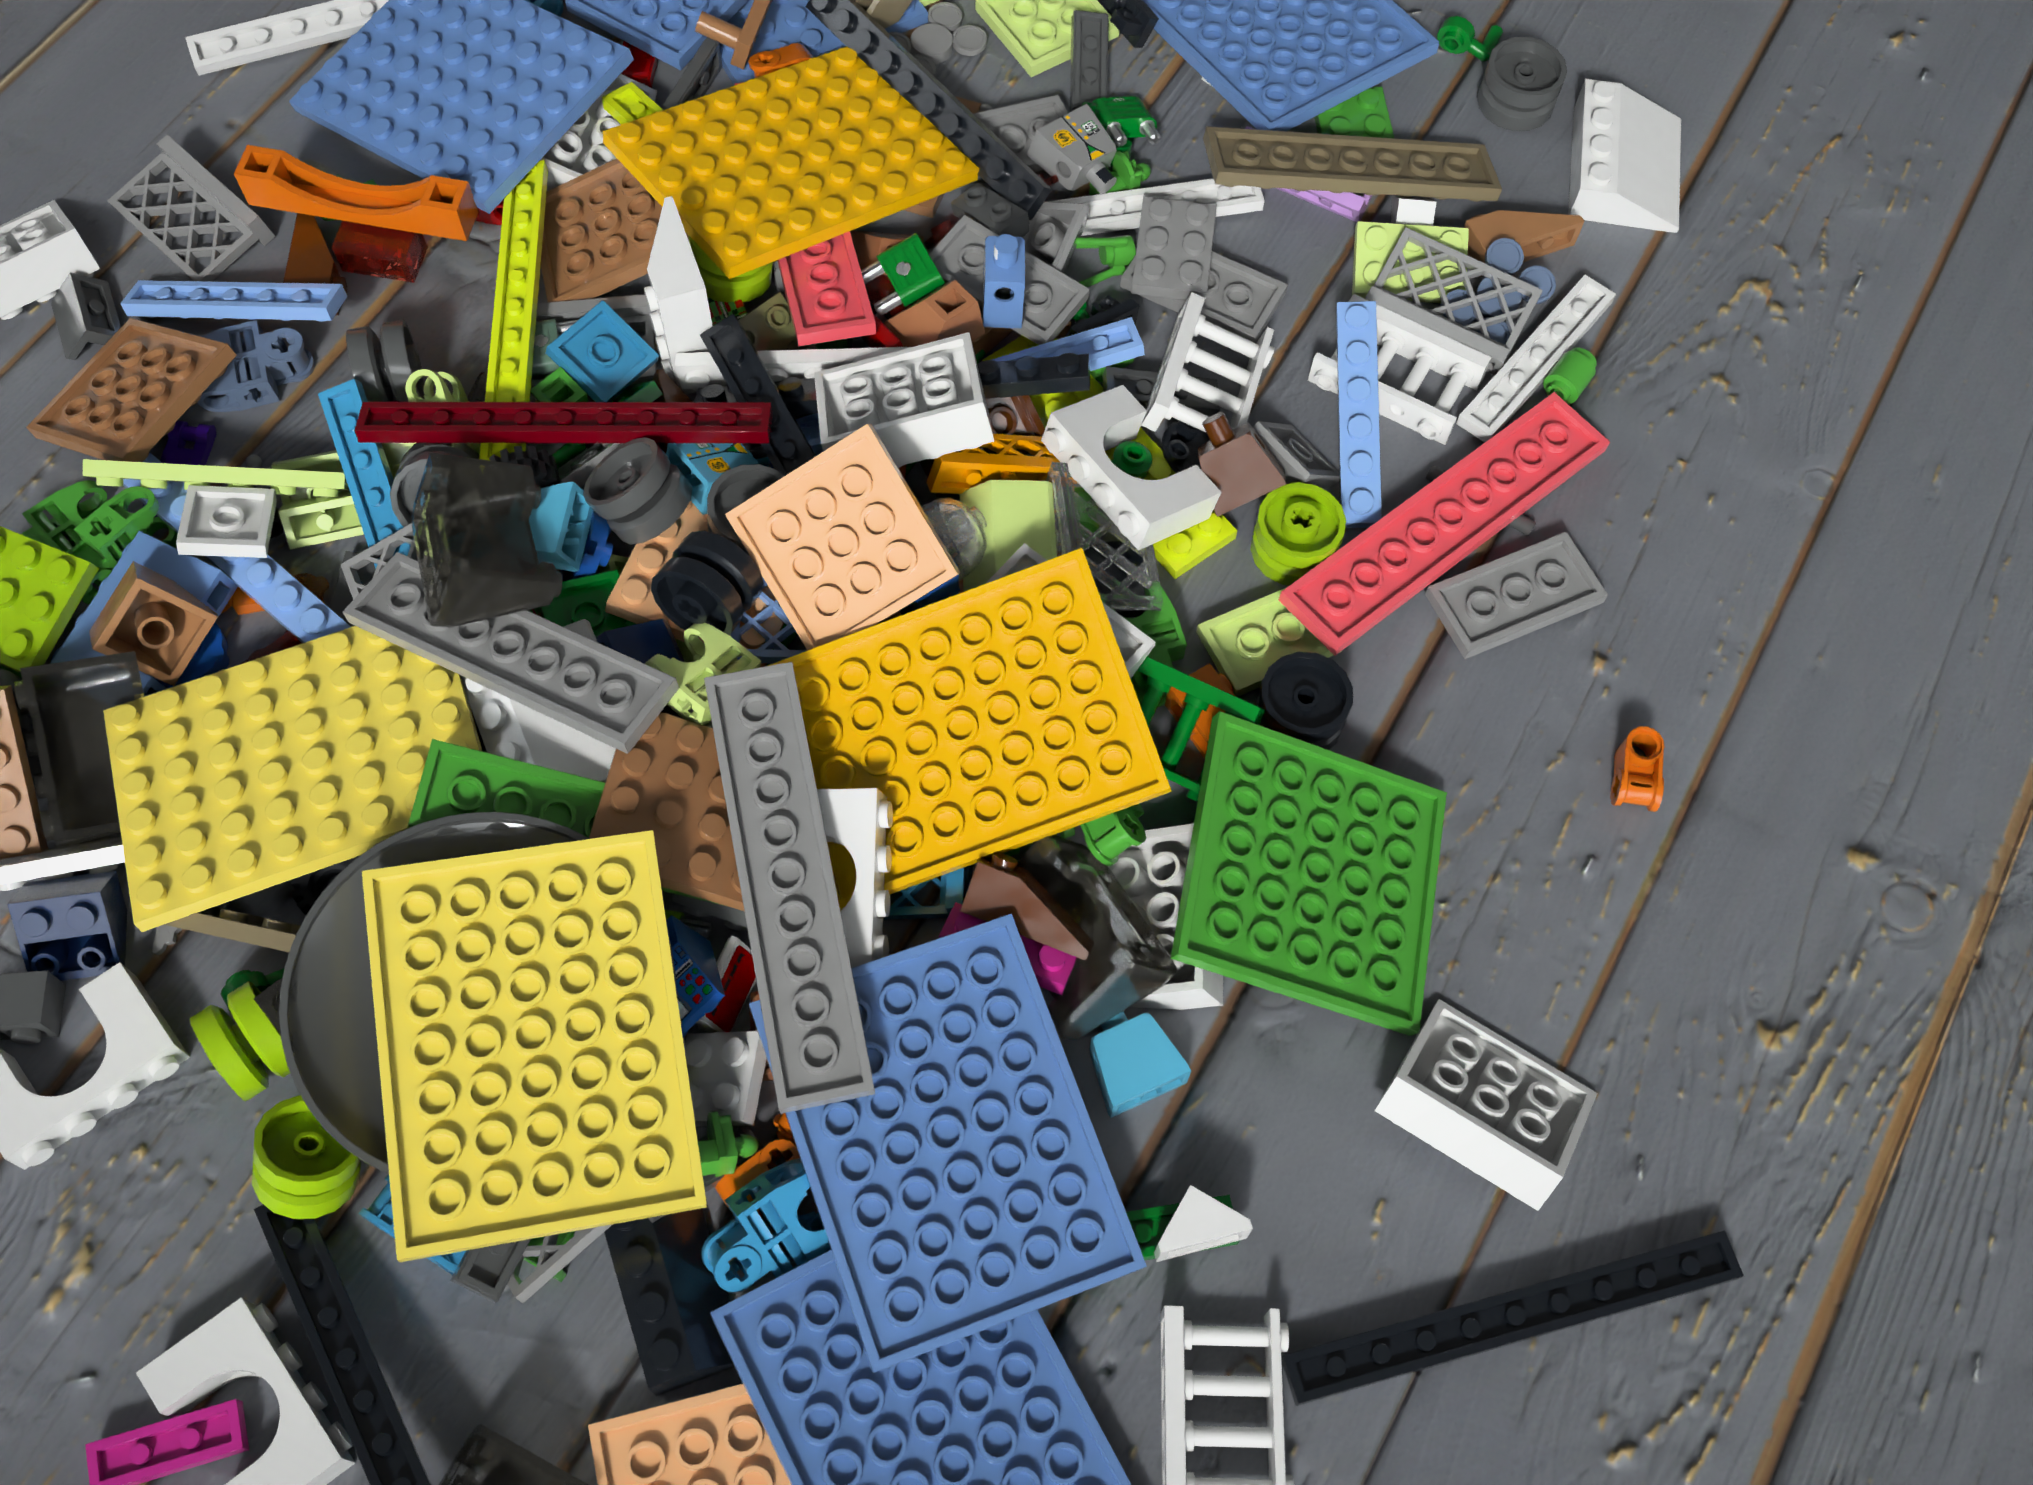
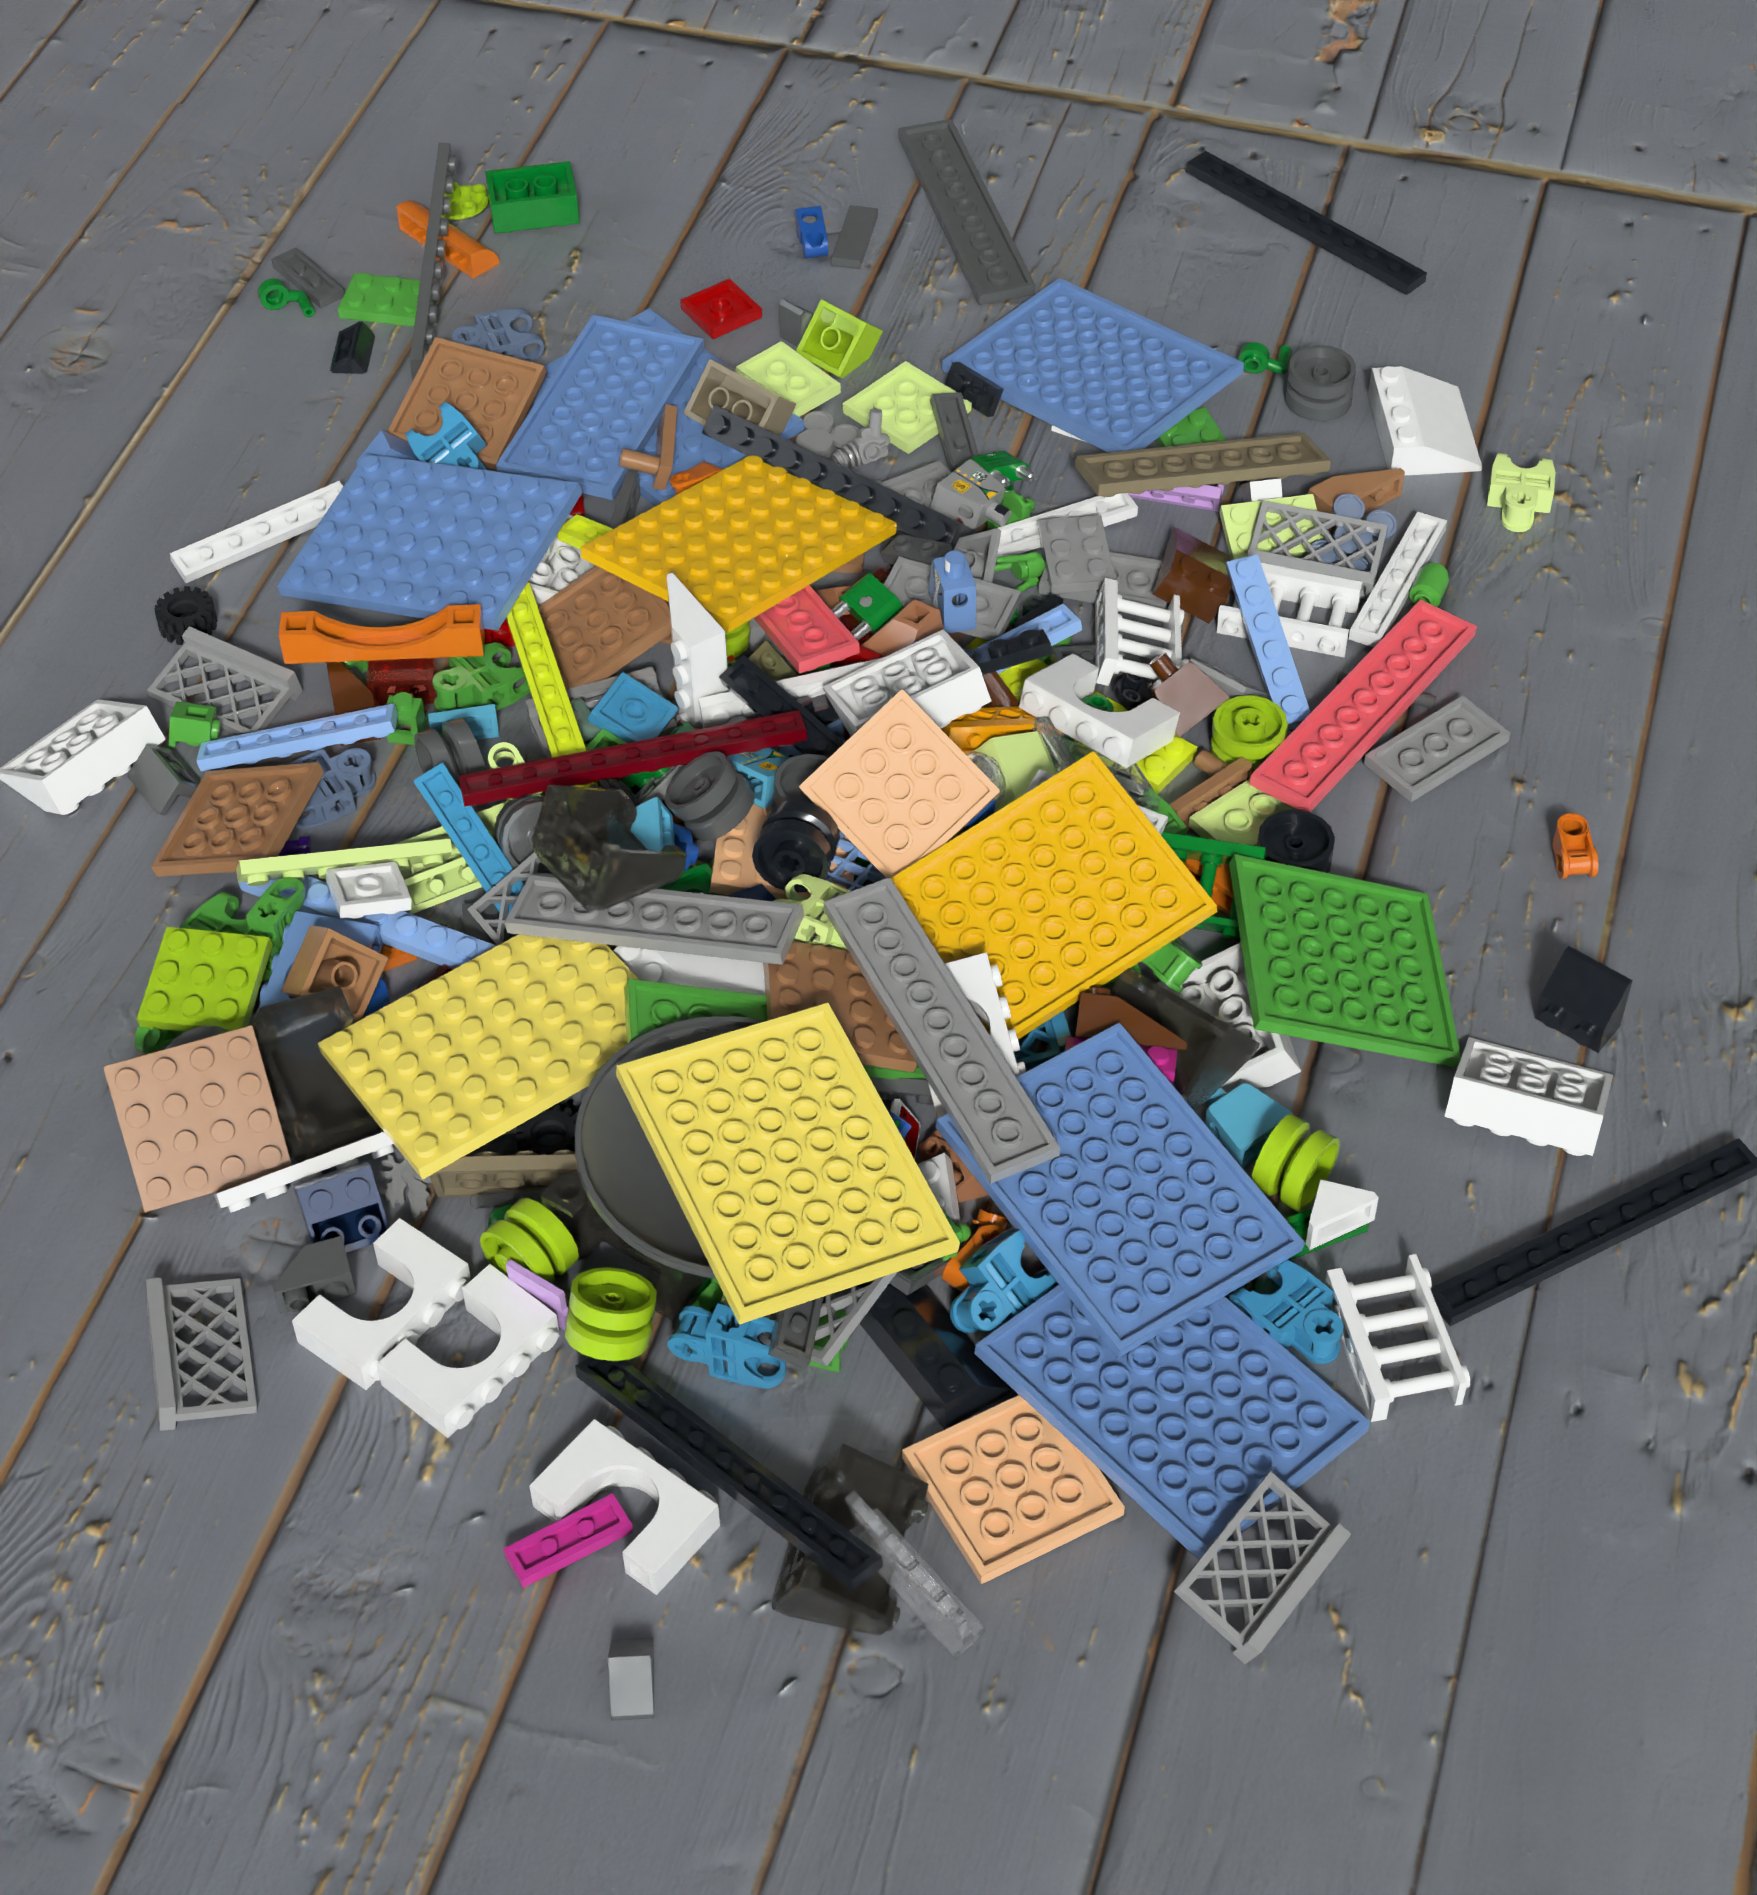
camera: 10 degrees left, 15 degrees down
(134, 255) = (193, 724): none -> bright green brick
(176, 101) = (181, 603): none -> black tyre
(211, 1144) = (453, 1395): none -> white arch
(244, 1111) = (540, 1289): none -> lavender piece
(274, 971) = (531, 1196): none -> dark grey piece
(367, 294) = (410, 713): none -> bright green brick
(431, 316) = (480, 719): none -> medium azure panel
(443, 274) = (479, 681): none -> bright green piece
(985, 60) = (865, 448): none -> light grey piece
(1111, 1347) = (1295, 1312): none -> dark azure piece
(1166, 1136) = (1295, 1162): none -> lime wheel
(1256, 583) = (1221, 781): none -> medium nougat piece
(1300, 303) = (1195, 574): none -> reddish brown slope
(1588, 992) = (1584, 999): none -> black slope
(1714, 272) = (1520, 491): none -> yellowish green piece

